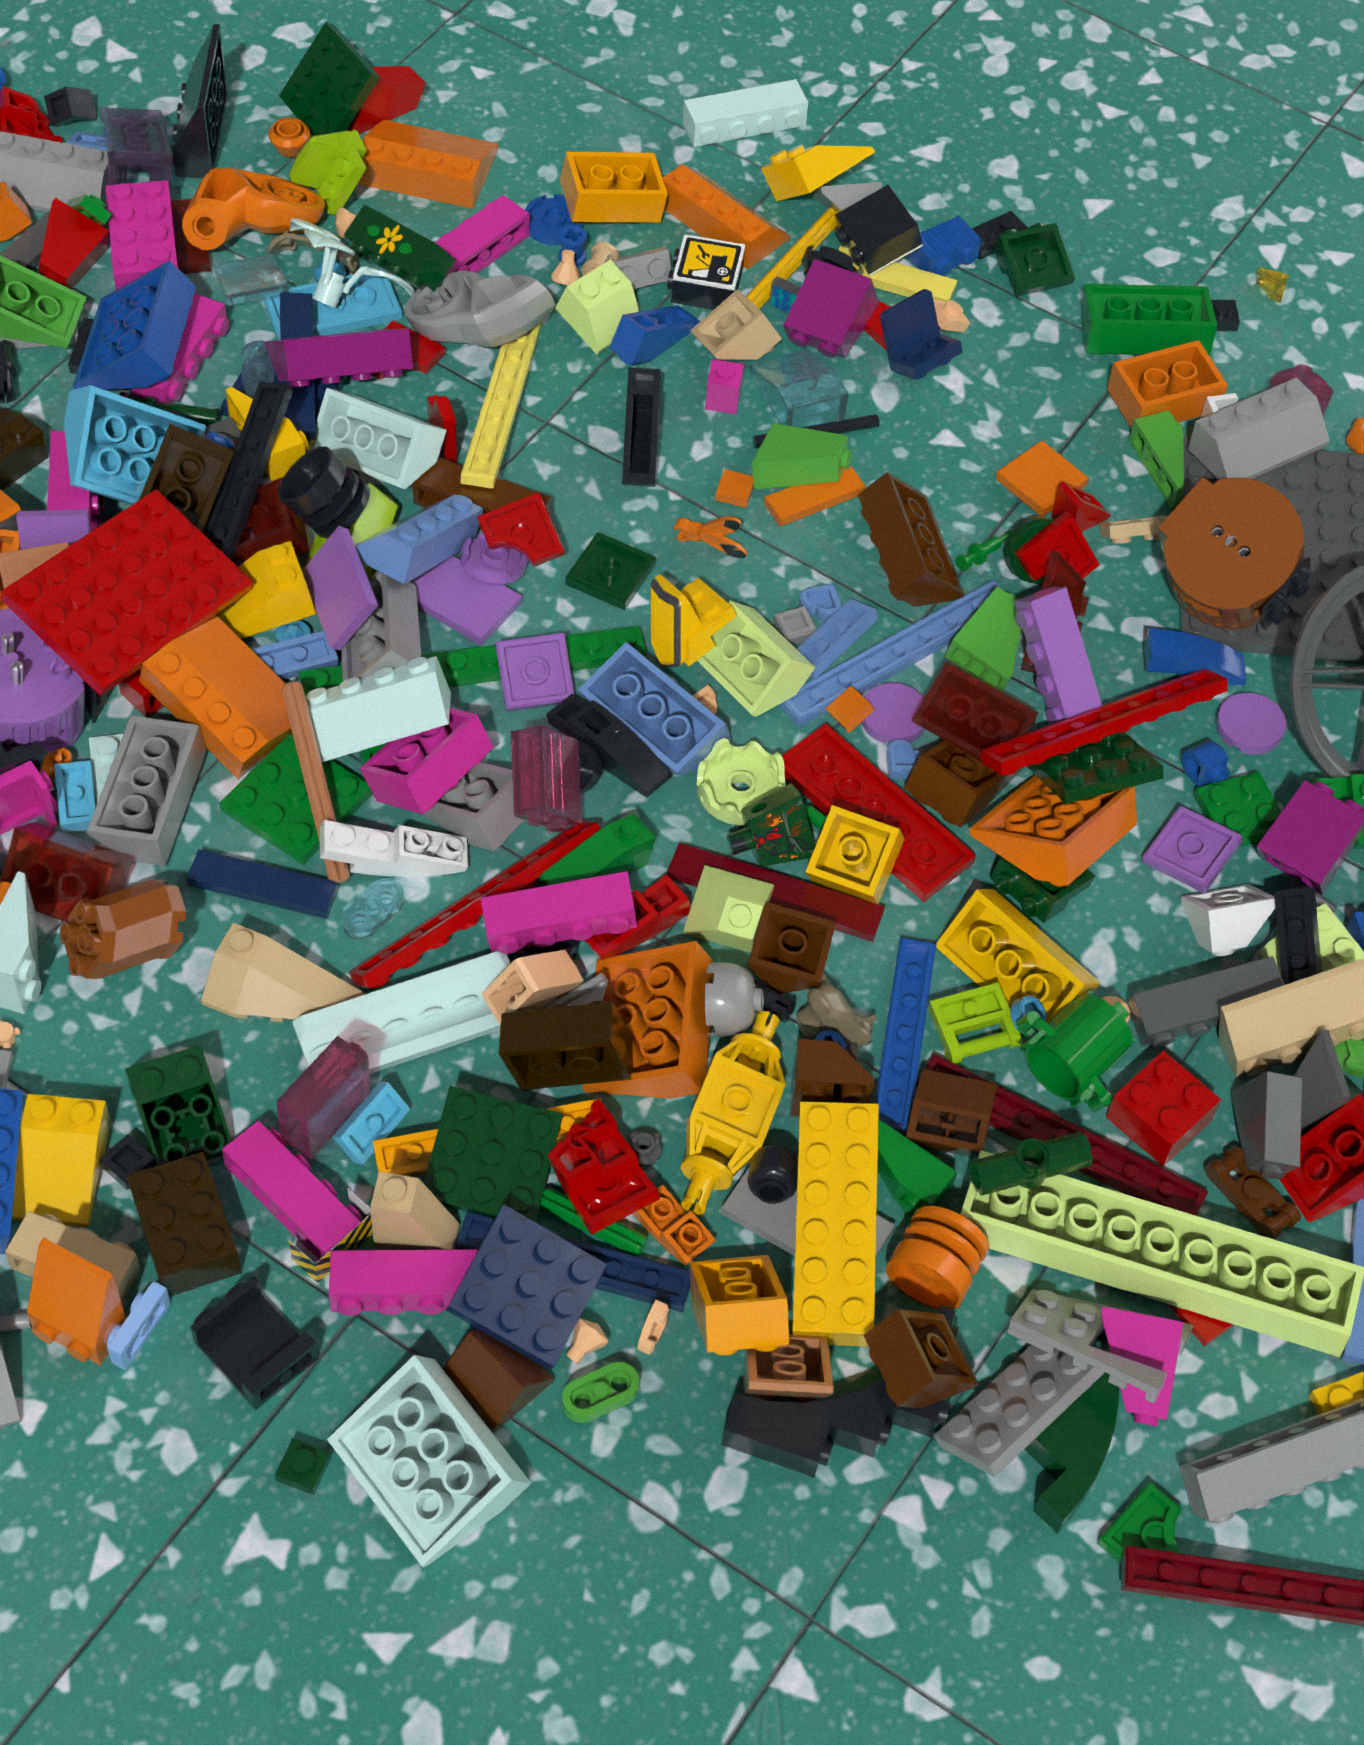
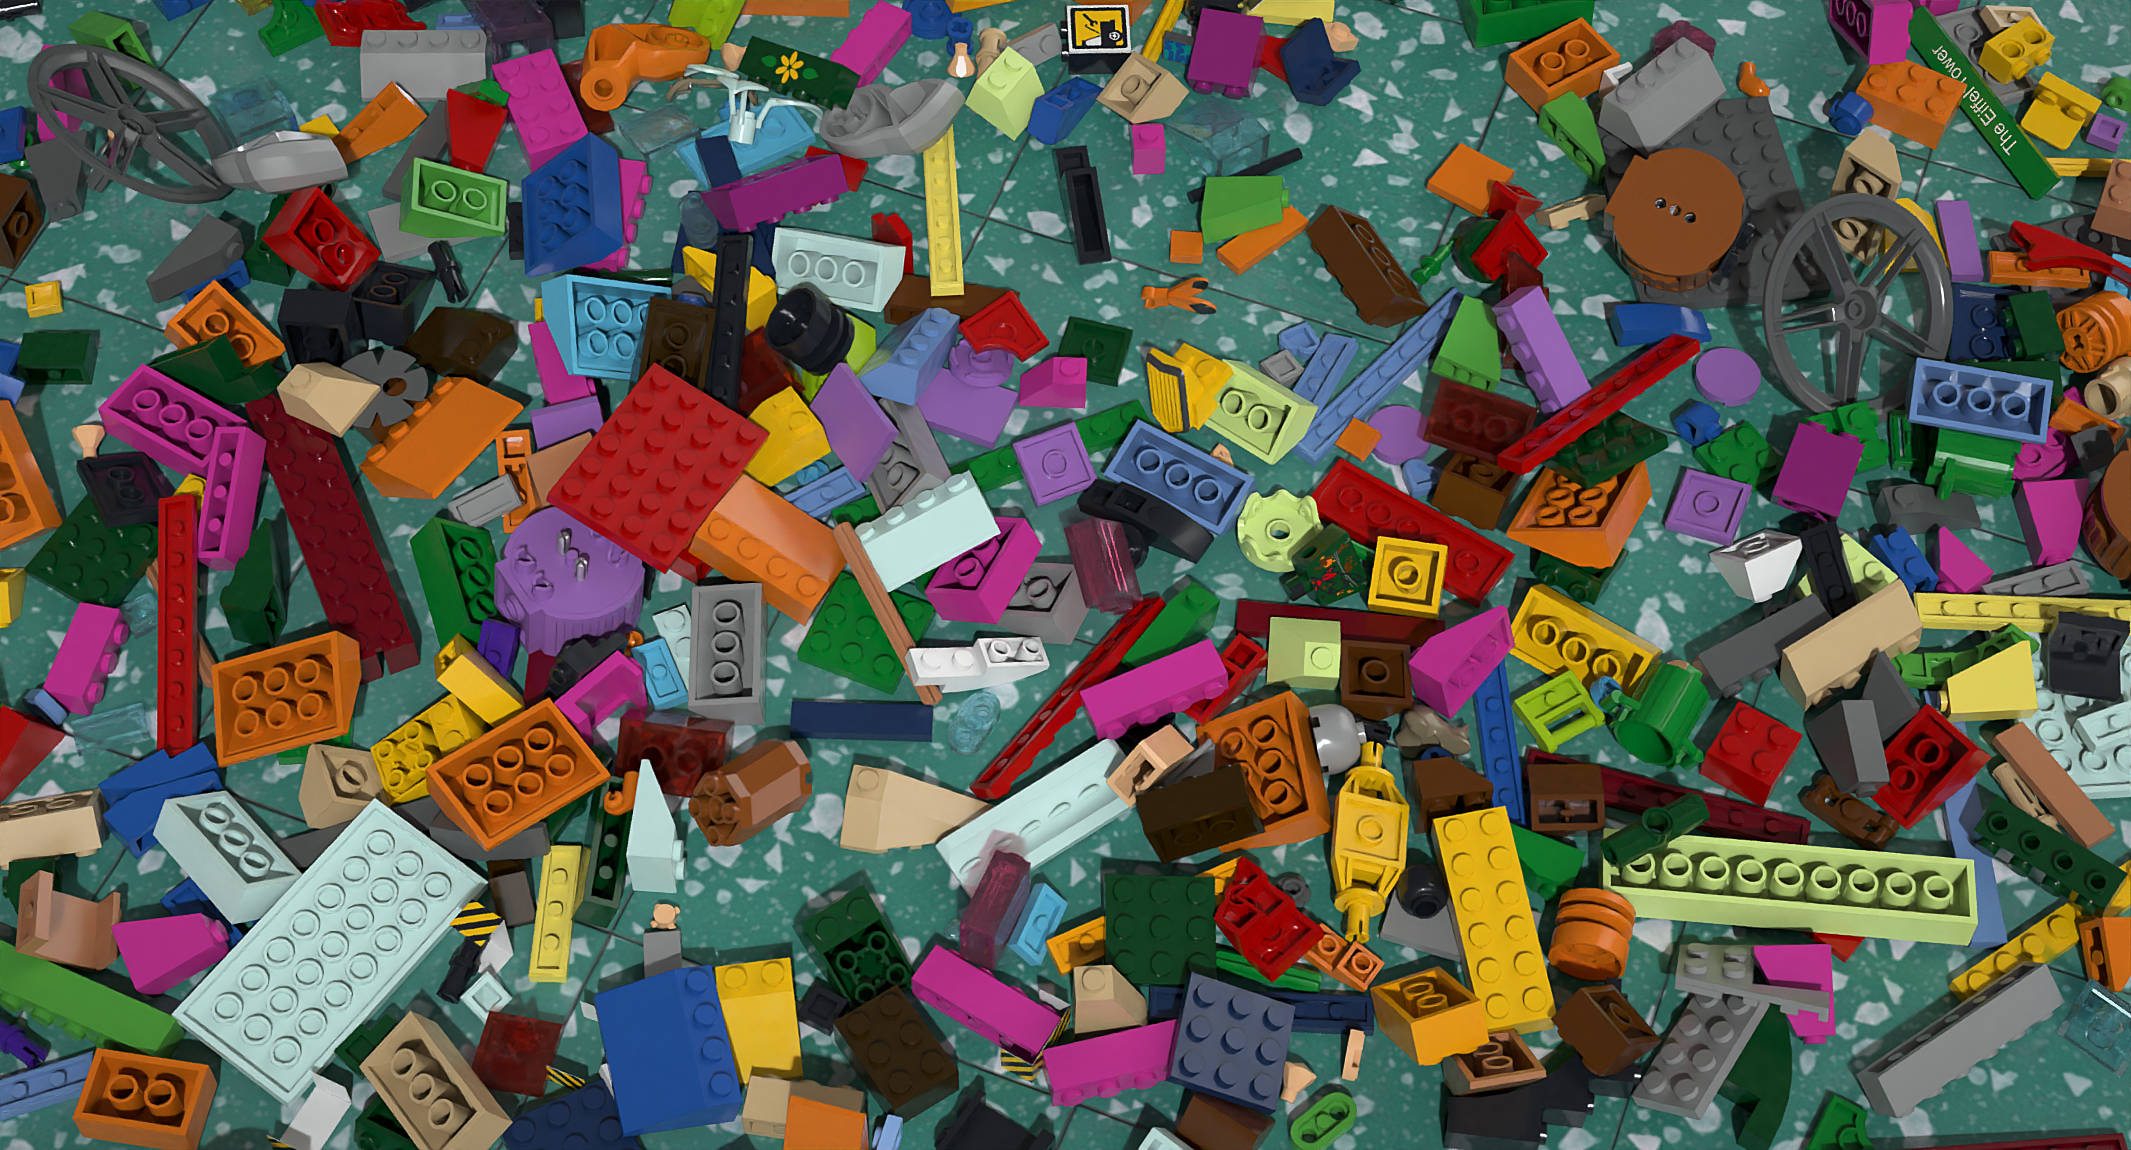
camera: 10 degrees left, 0 degrees up
(562, 594) = (1055, 384): none -> dark pink slope
(884, 947) = (1460, 660): none -> dark pink slope

